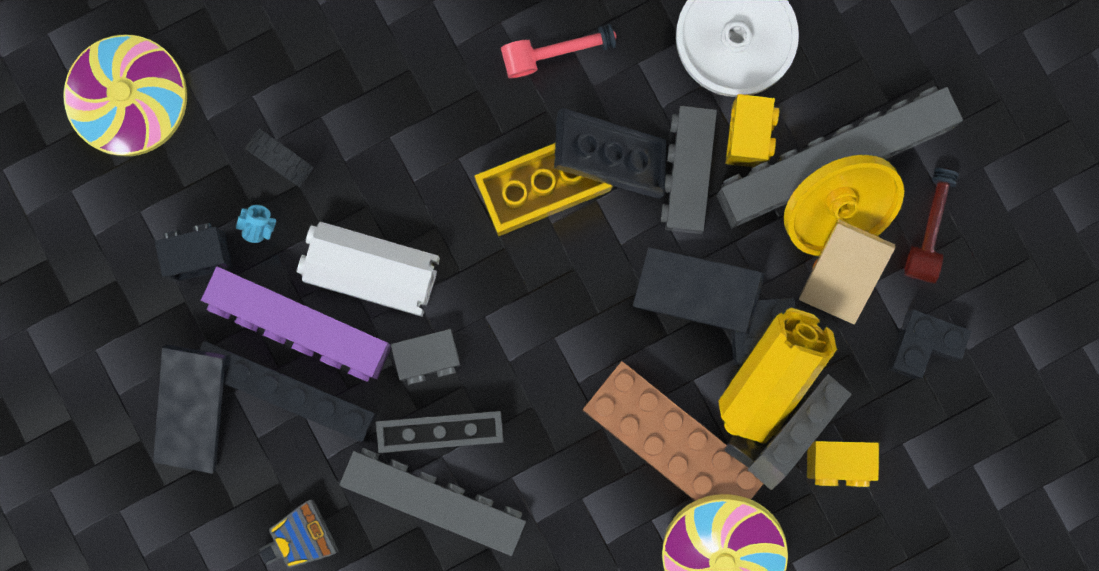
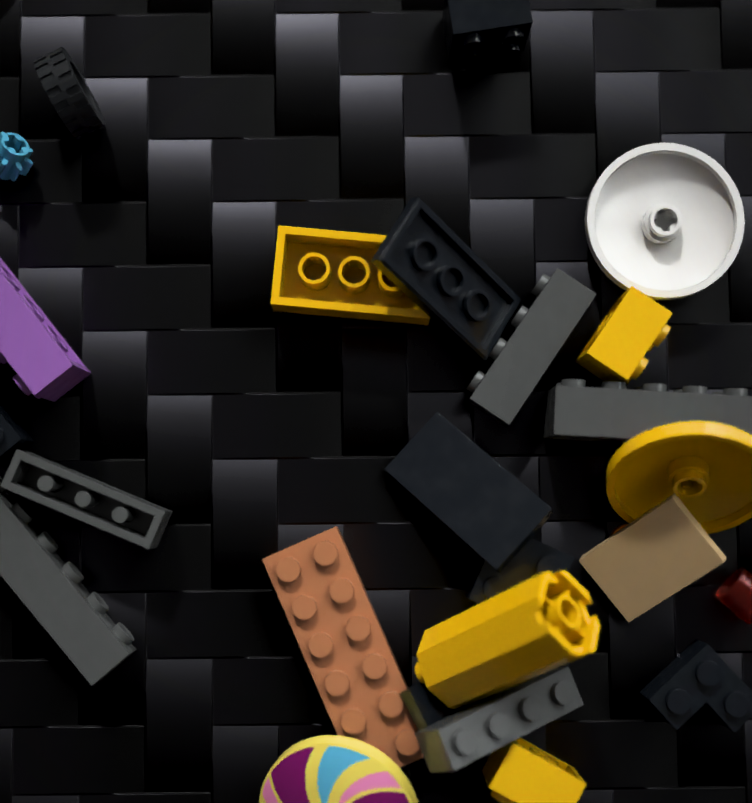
camera: 30 degrees right, 0 degrees up
(368, 268) = (103, 269): white brick -> none
(426, 356) = (118, 403): dark grey brick -> none
(521, 57) = (404, 123): coral piece -> none

